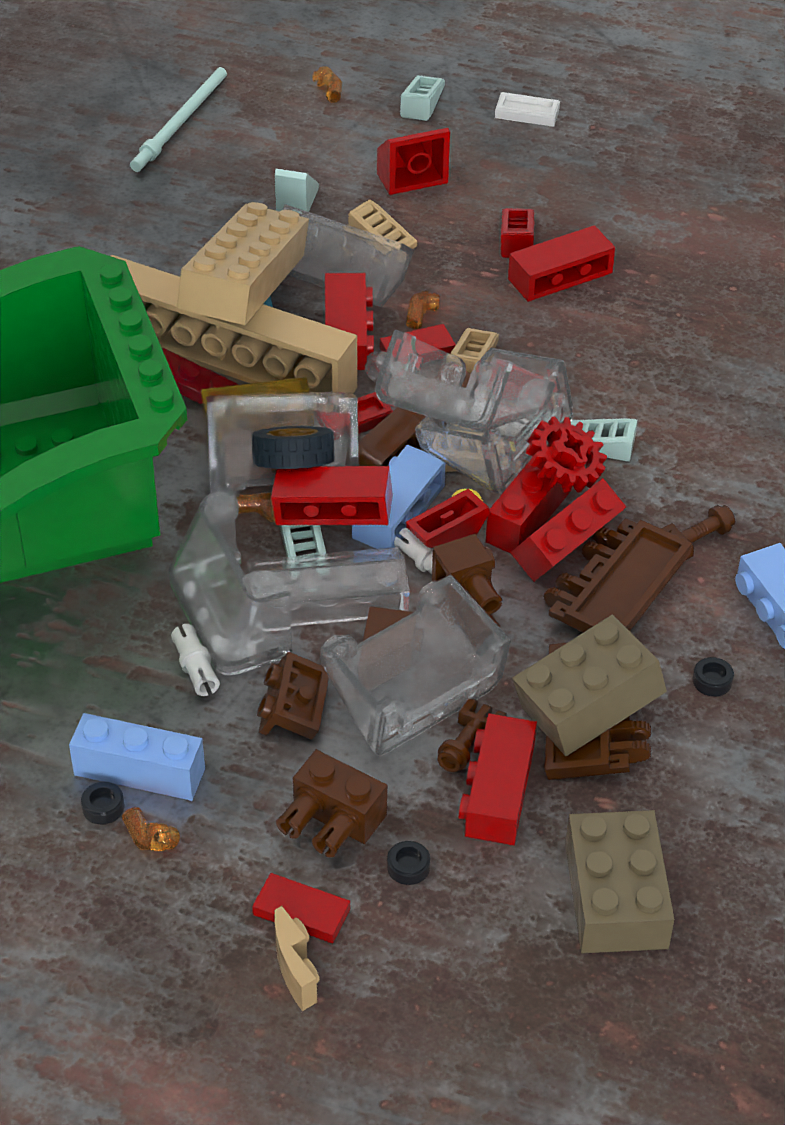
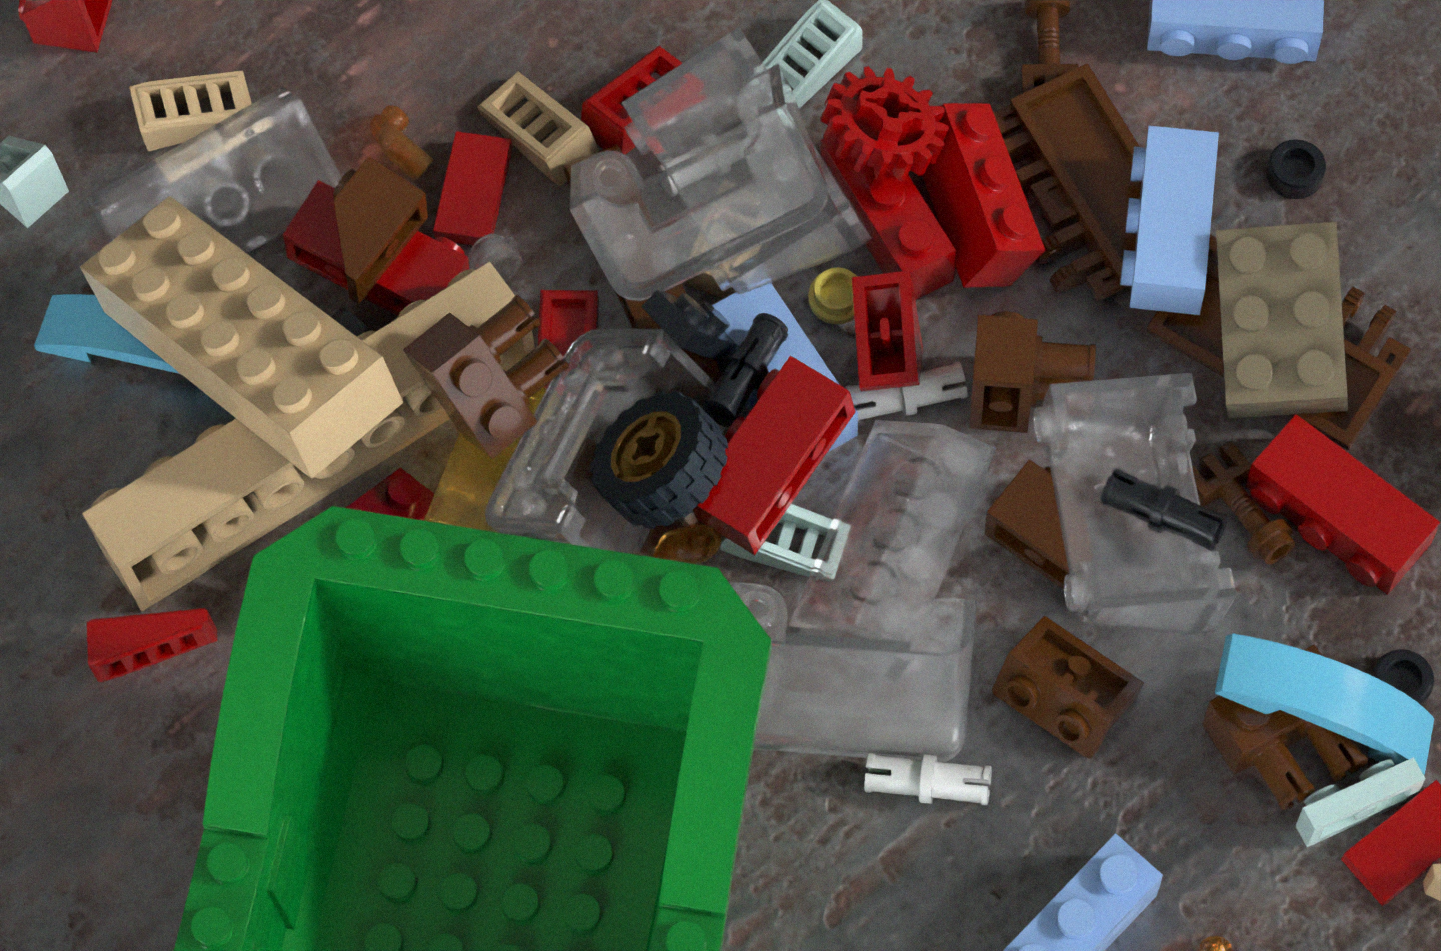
camera: 55 degrees left, 20 degrees up
(279, 352) = (471, 386): none -> reddish brown brick
(307, 864) = (1379, 790): none -> light aqua plate
(346, 294) = (375, 222): none -> reddish brown slope
(355, 810) = (1326, 693): none -> medium azure slope
(379, 424) = (691, 325): none -> black plate
(400, 465) = (745, 369): none -> black pin
(423, 677) = (1164, 509): none -> black pin
(637, 599) = (1171, 220): none -> light blue brick

